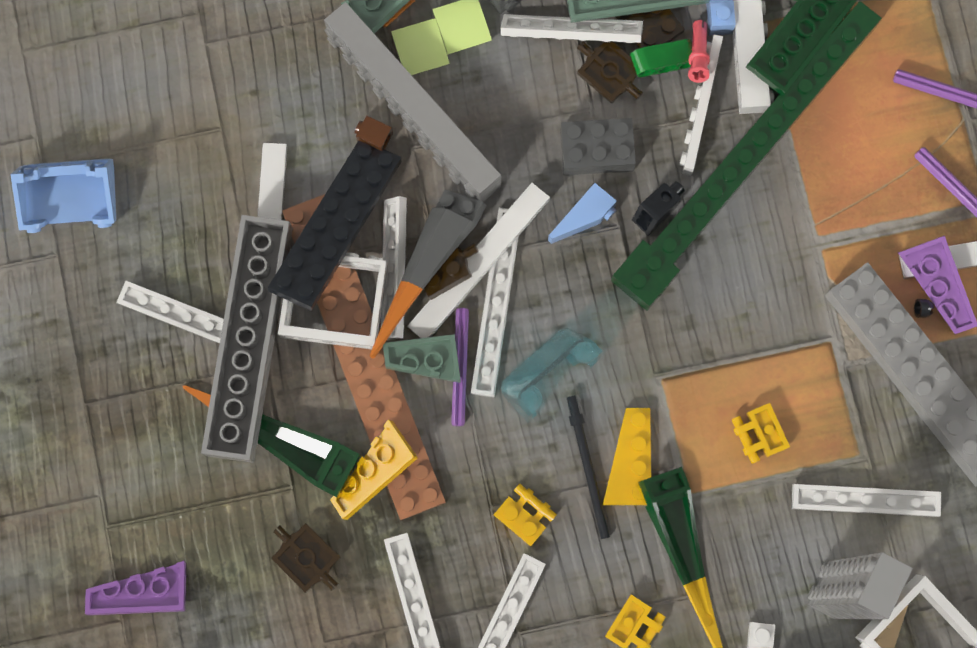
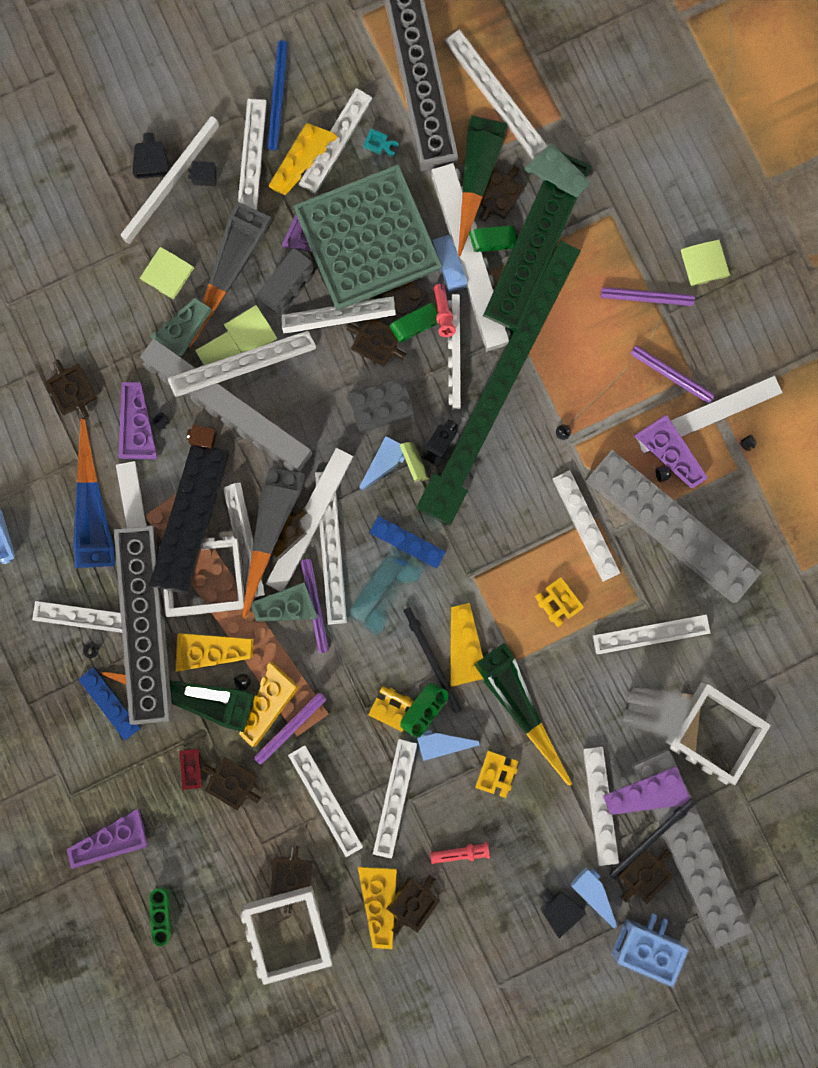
camera: 20 degrees left, 5 degrees up
(180, 359) = (94, 652): none -> black hinge
(182, 424) = (108, 703): none -> blue plate
(213, 217) = (91, 532): none -> blue plate
(232, 43) = (71, 389): none -> dark brown plate
(260, 528) = (190, 769): none -> dark red plate
(296, 107) = (135, 428): none -> medium lavender wing
(313, 388) = (209, 650): none -> yellow wing
(329, 104) = (161, 421): none -> black hinge
(349, 437) = (242, 682): none -> black hinge
(394, 507) = (290, 728): none -> medium lavender axle
(442, 56) = (241, 363): none -> white tile
(564, 524) = (424, 709): none -> green beam
(571, 571) = (440, 744): none -> light blue slope
(591, 317) = (407, 542): none -> blue plate
(622, 221) = (414, 461): none -> yellowish green slope
(807, 231) = (560, 435): none -> black hinge
(814, 349) = (586, 526): none -> white plate

